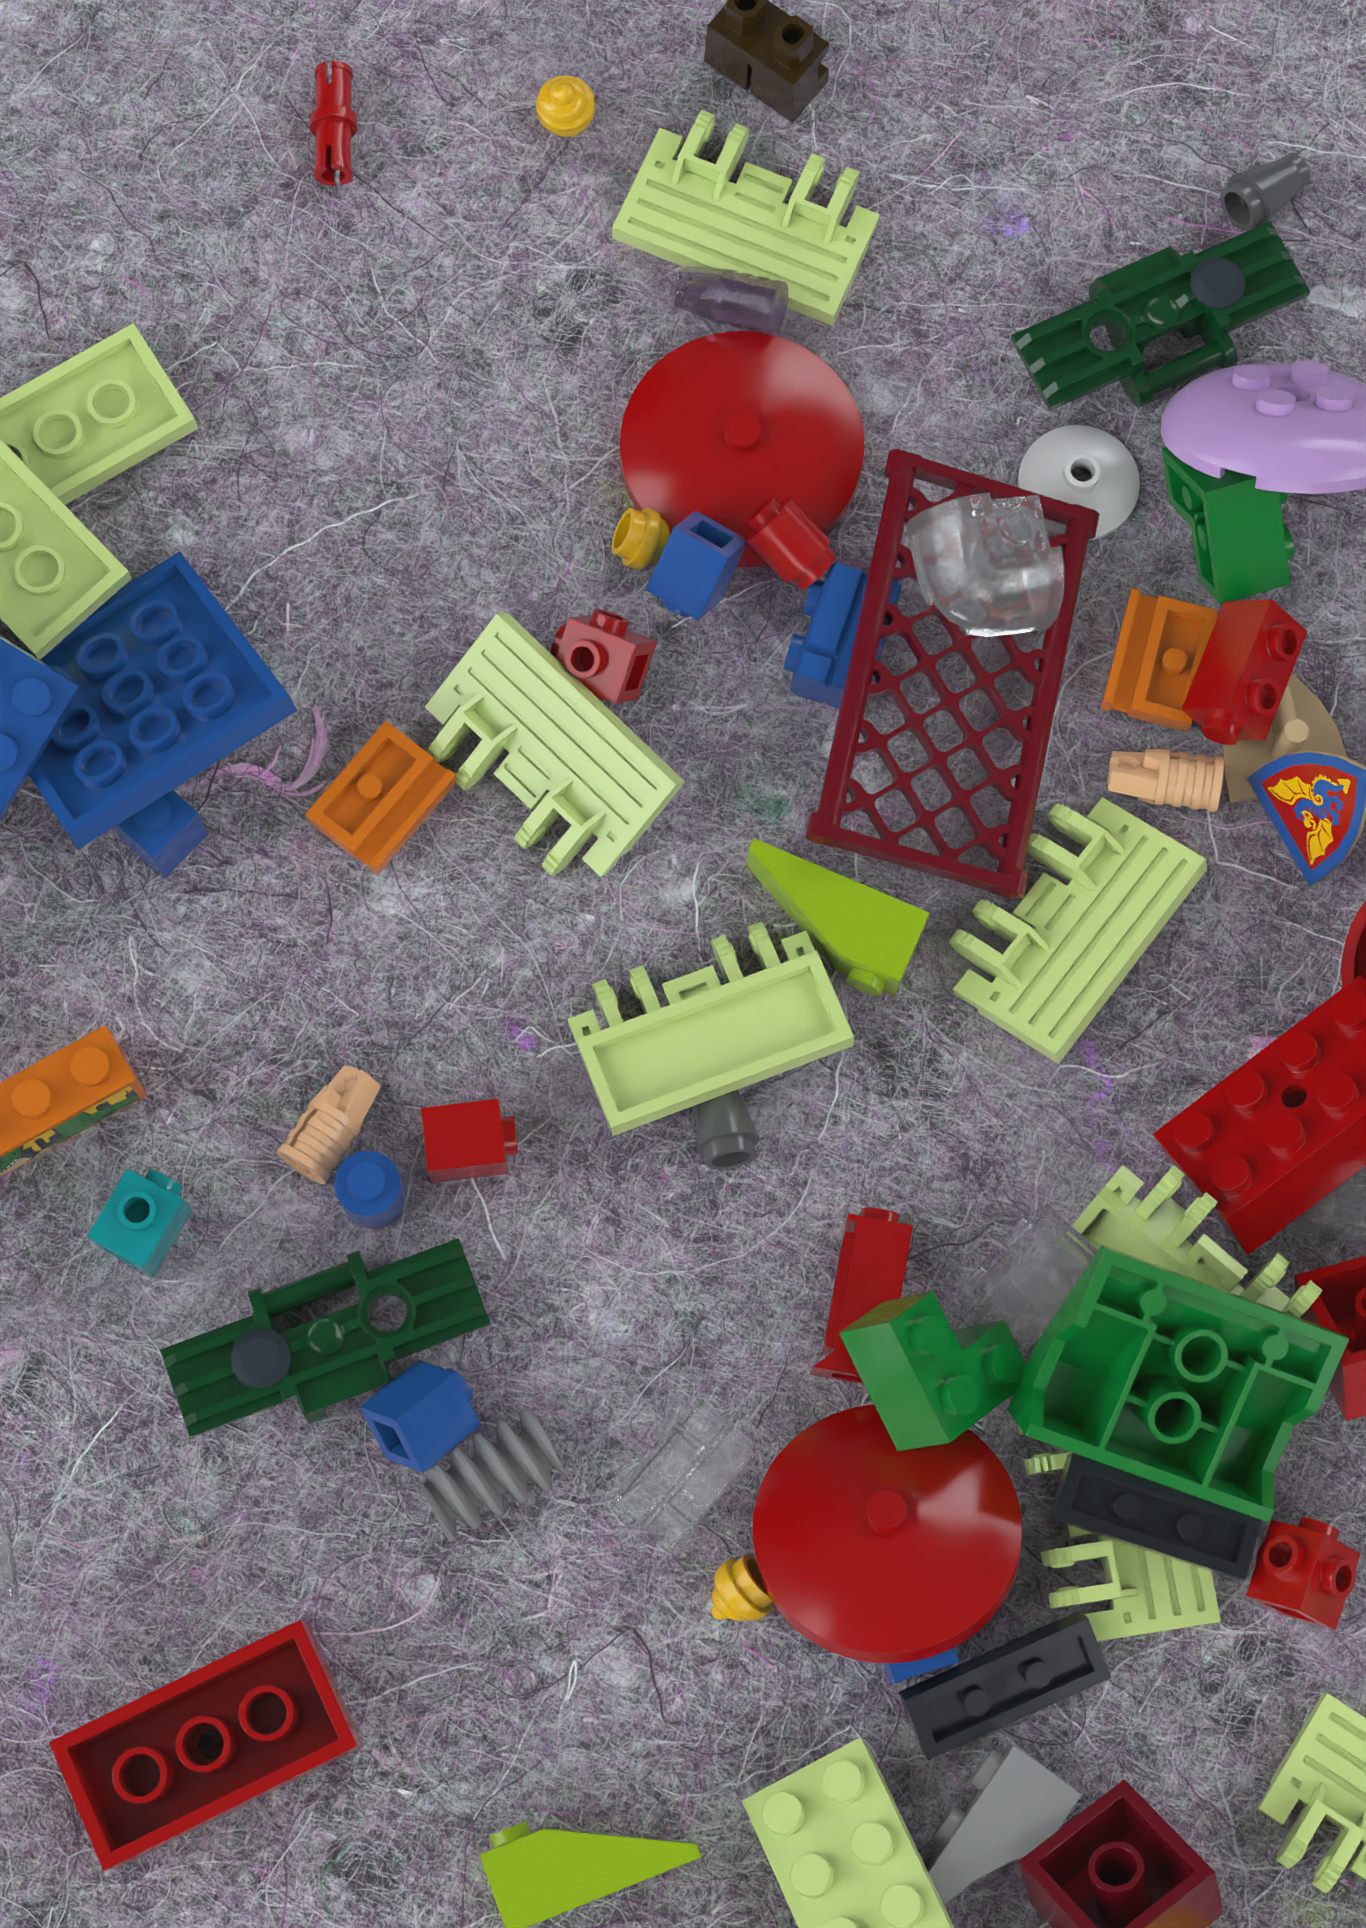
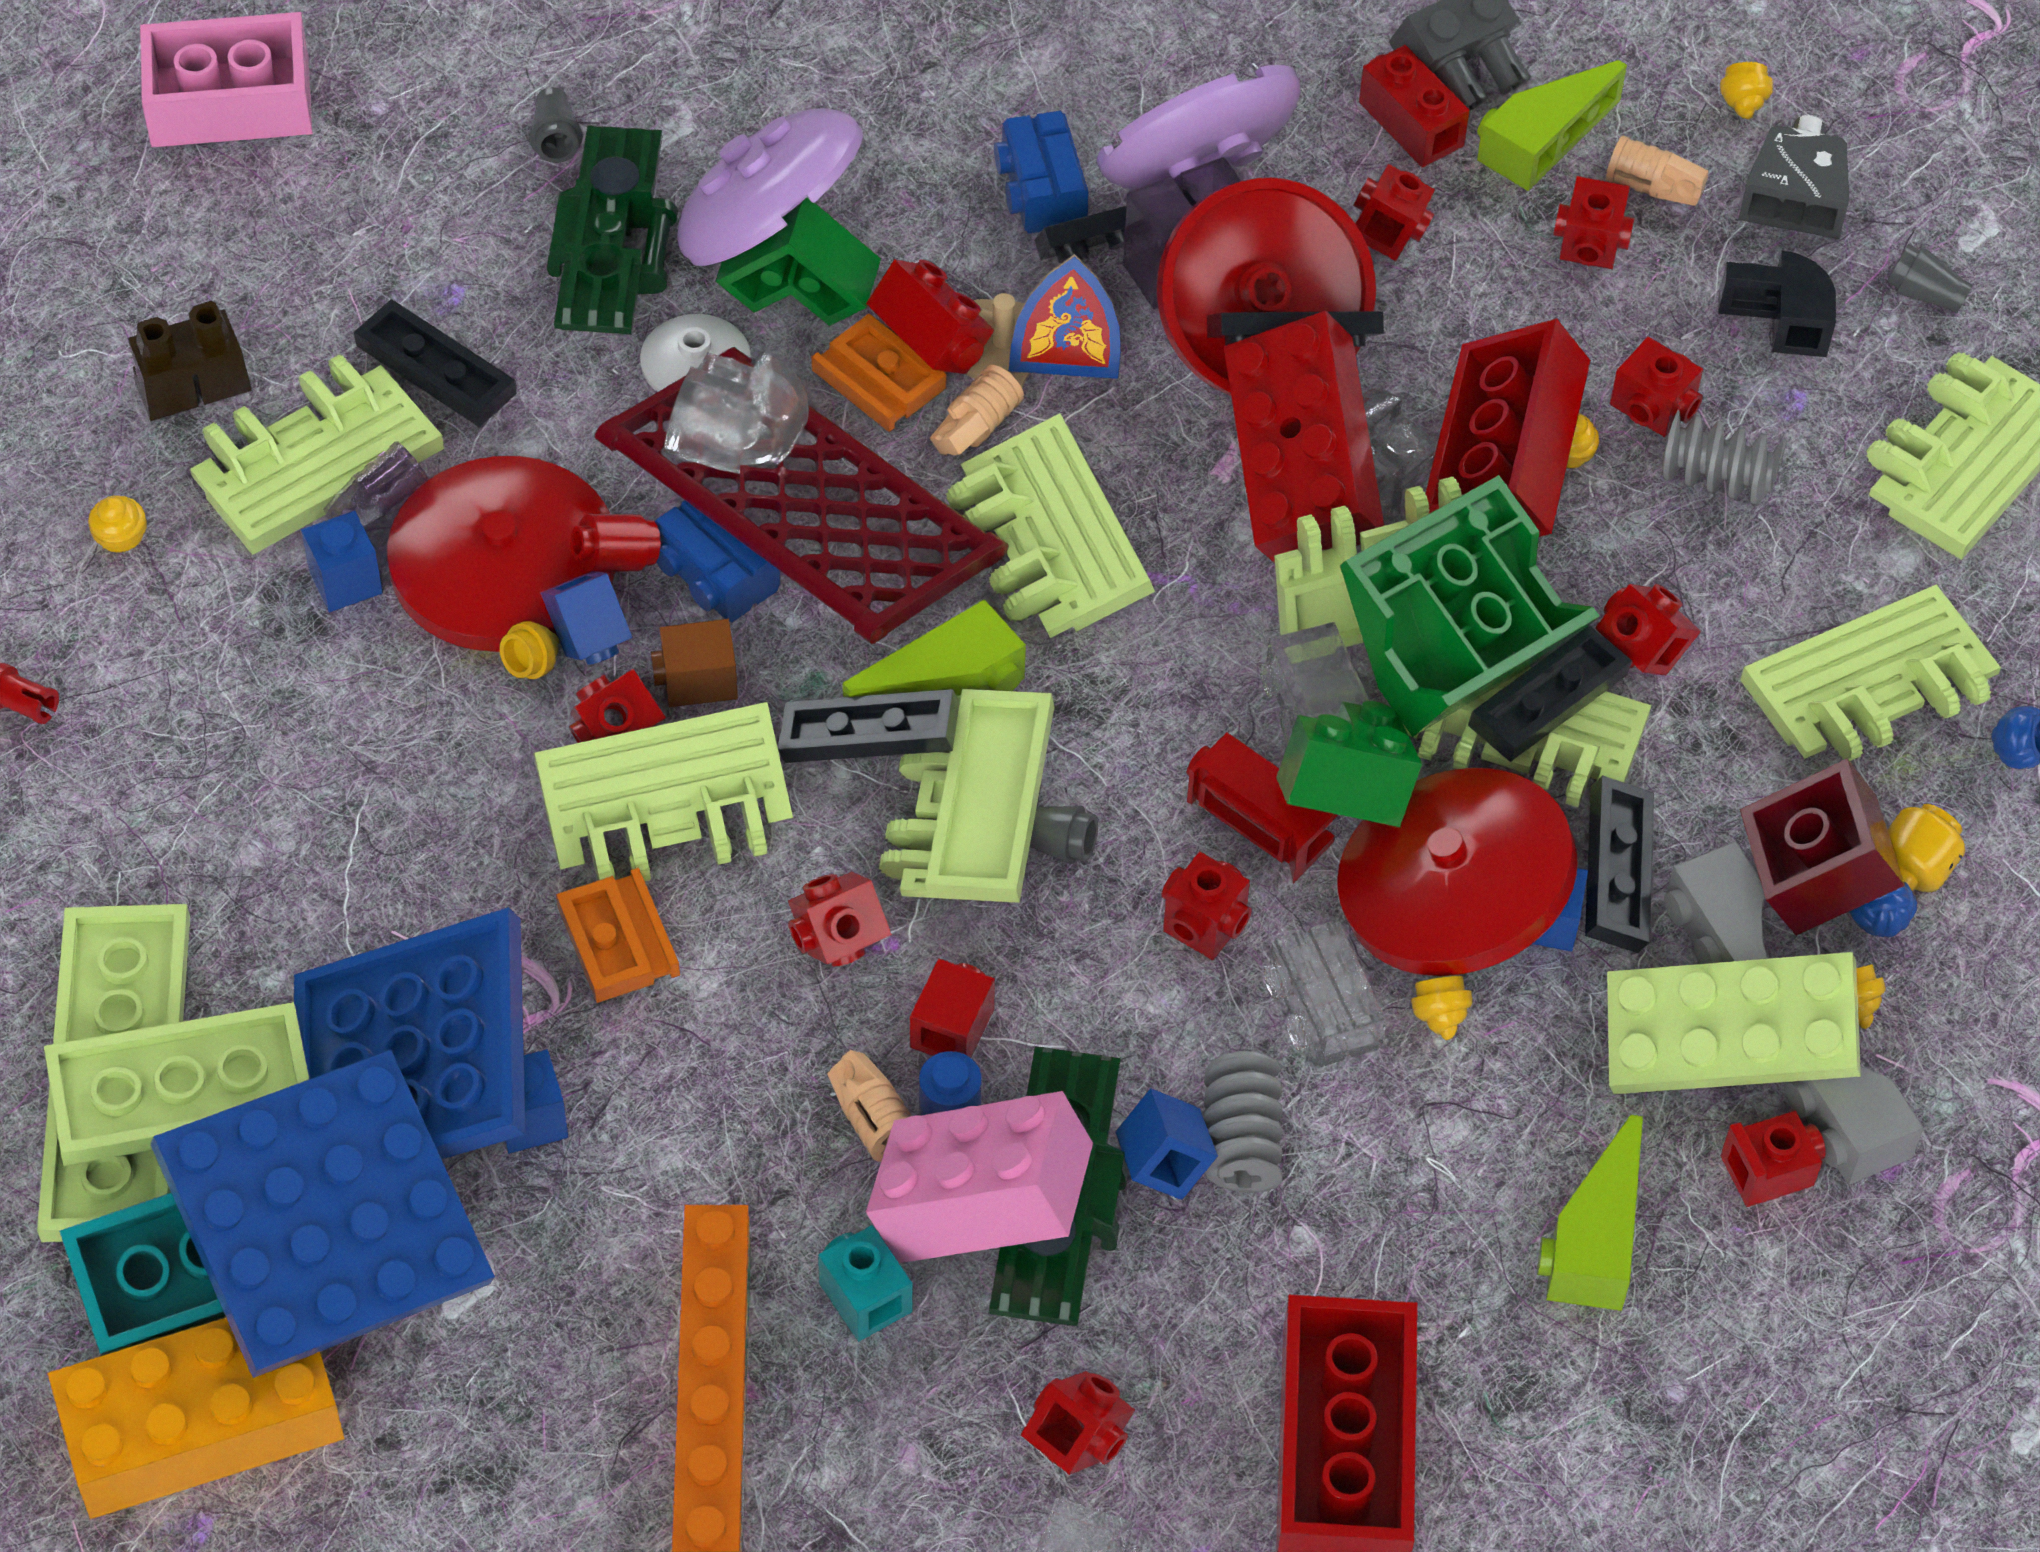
camera: 60 degrees left, 20 degrees down
(90, 1492) = (1079, 1422): none -> red brick
(268, 1271) = (980, 1177): none -> bright pink brick
(499, 981) = (837, 918): none -> red brick
(631, 318) = (342, 561): none -> blue brick
(710, 1334) = (1206, 904): none -> red brick
(712, 692) = (696, 663): none -> dark orange brick
(727, 889) = (868, 726): none -> plate
(912, 259) = (435, 363): none -> black plate

